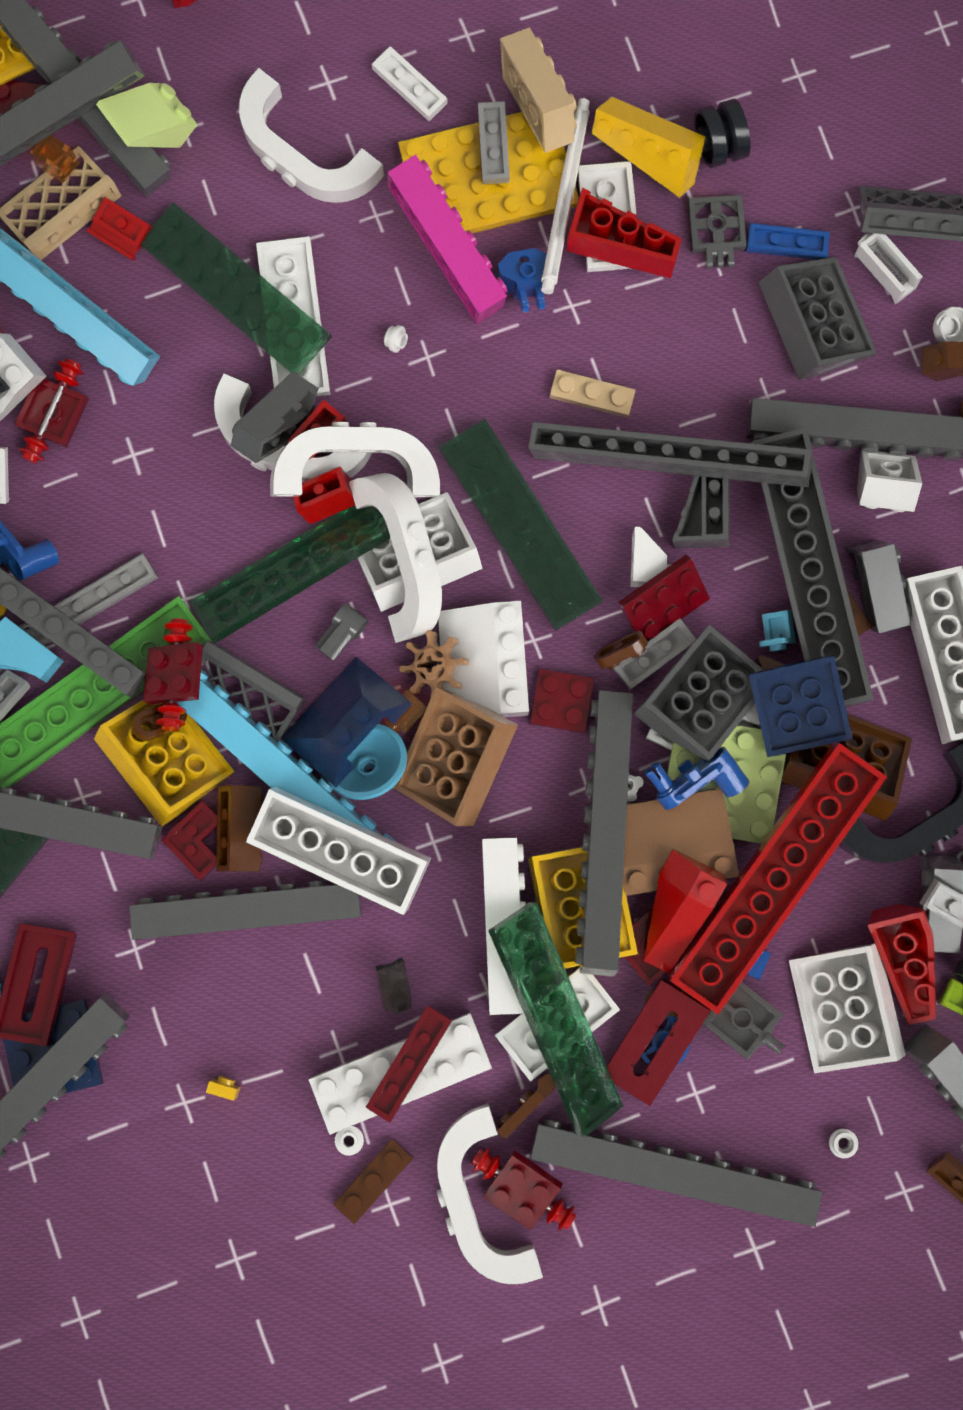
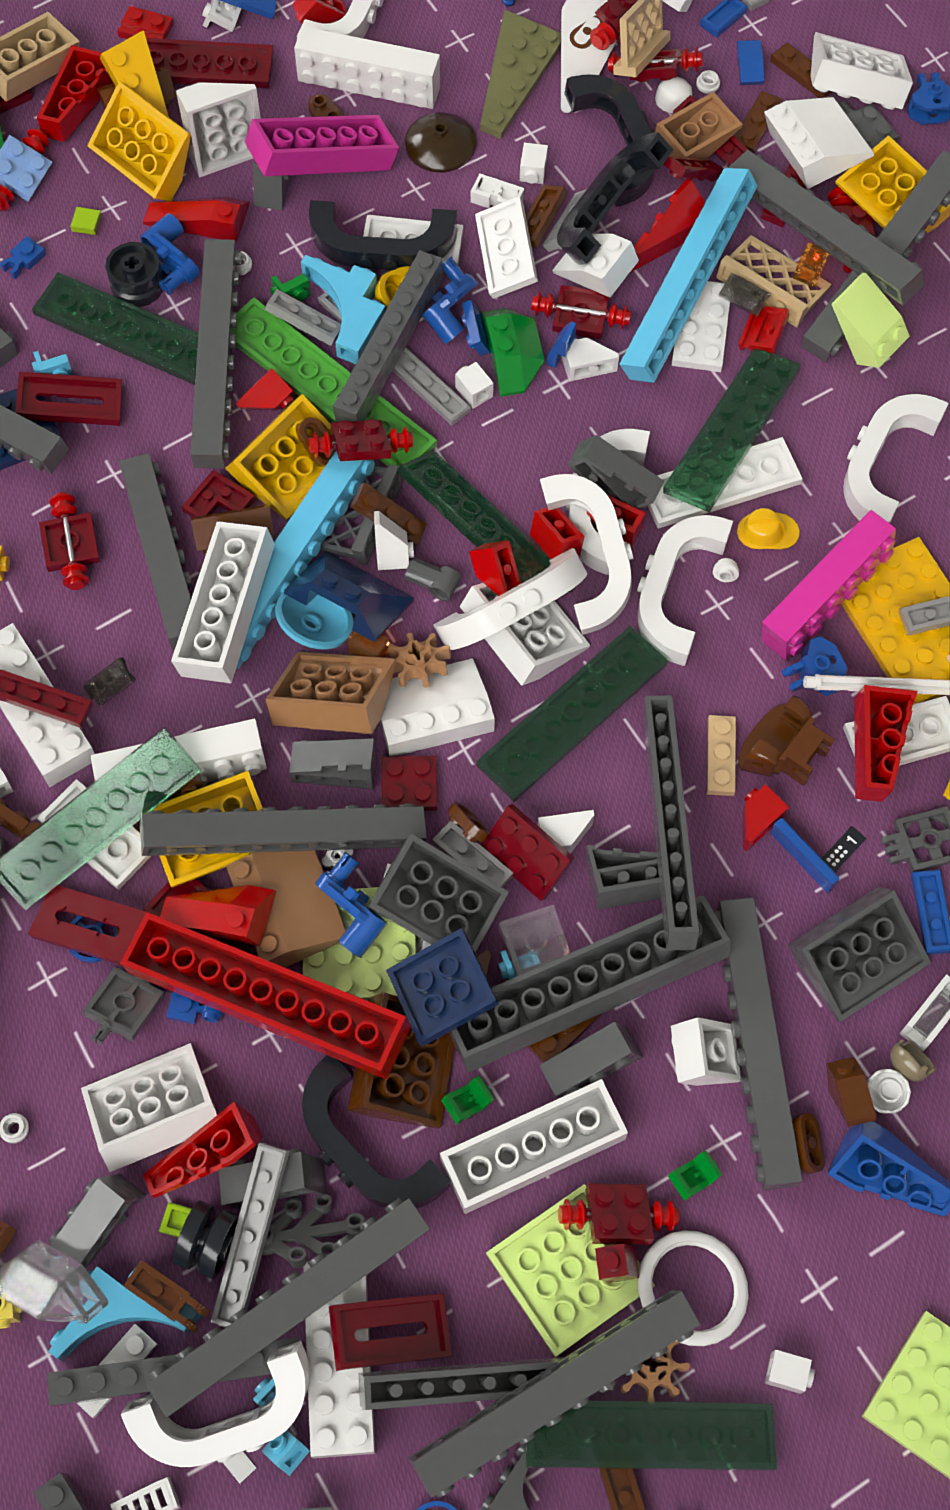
camera: 80 degrees right, 15 degrees down
(37, 527) = (473, 321): none -> blue piece
(76, 236) = (744, 294): none -> clear smoke hips
(79, 493) = (513, 349): none -> green wedge
(81, 765) = (267, 394): none -> red slope
(94, 439) = (562, 344): none -> blue slope
(113, 290) = (704, 333): none -> white plate
(113, 419) = (589, 359): none -> white slope
(117, 543) = (474, 385): none -> white brick
(213, 1008) = (69, 541): none -> dark red plate
(263, 663) = (370, 500): none -> reddish brown plate
(298, 666) = (391, 544): none -> white slope
(355, 287) = (768, 530): none -> yellow piece
(357, 562) = (496, 566): none -> red slope
(400, 413) = (690, 534): none -> white arch
(530, 770) = (334, 763): none -> wedge
(595, 333) = (784, 742): none -> reddish brown piece
(666, 372) = (759, 814): none -> red slope
(709, 306) = (843, 849): none -> black sticker
(714, 341) = (804, 855): none -> blue tile
(756, 611) = (533, 939): none -> clear slope
(895, 707) = (468, 1100): none -> green bracket
(930, 299) = (911, 1061): none -> dark tan hair

